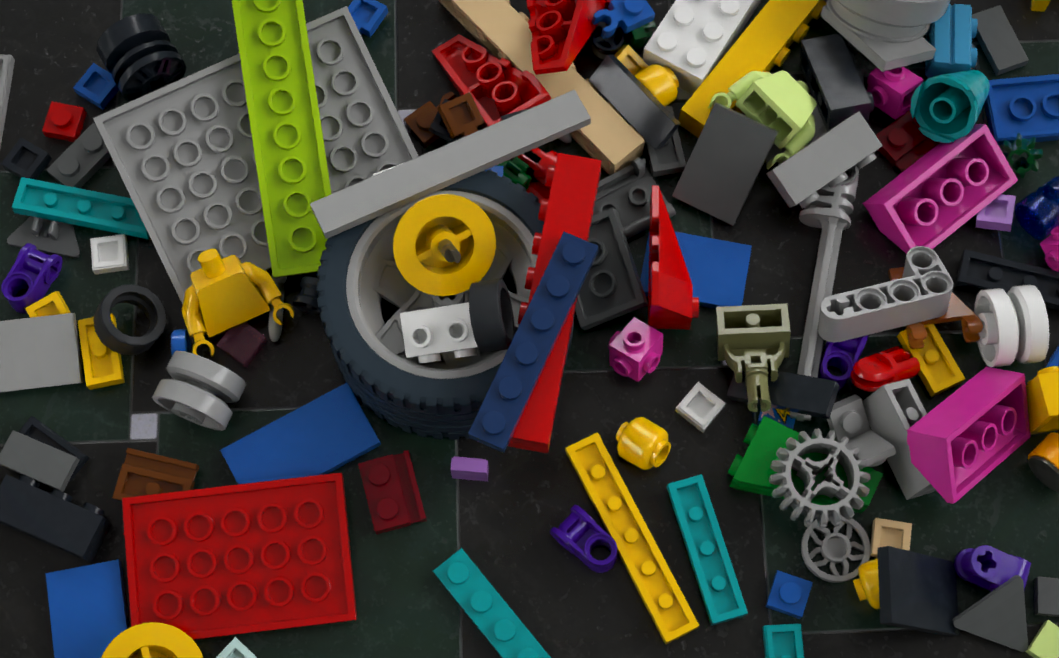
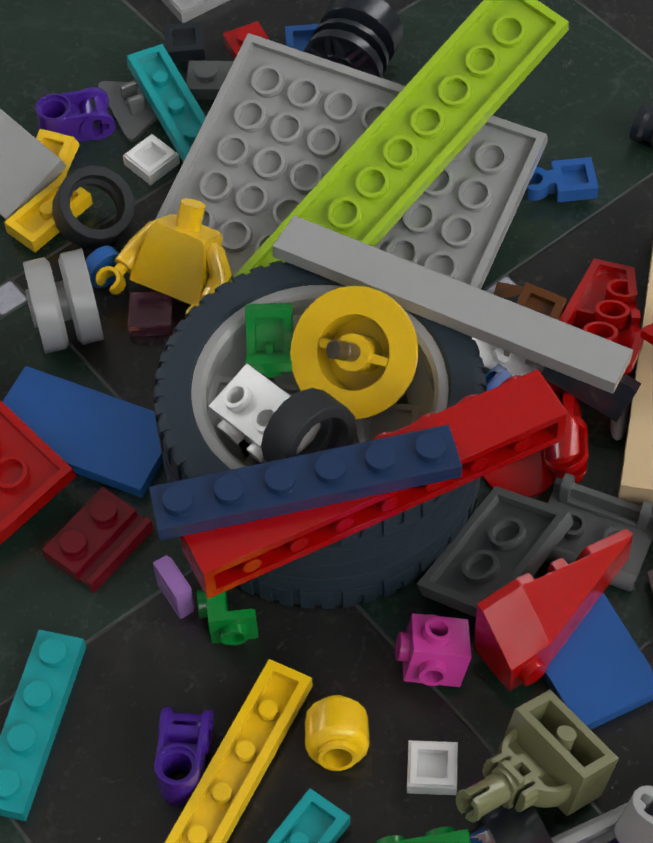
camera: 55 degrees right, 15 degrees down
(383, 287) = (269, 337): none -> green bracket
(512, 458) = (224, 625): none -> green bracket

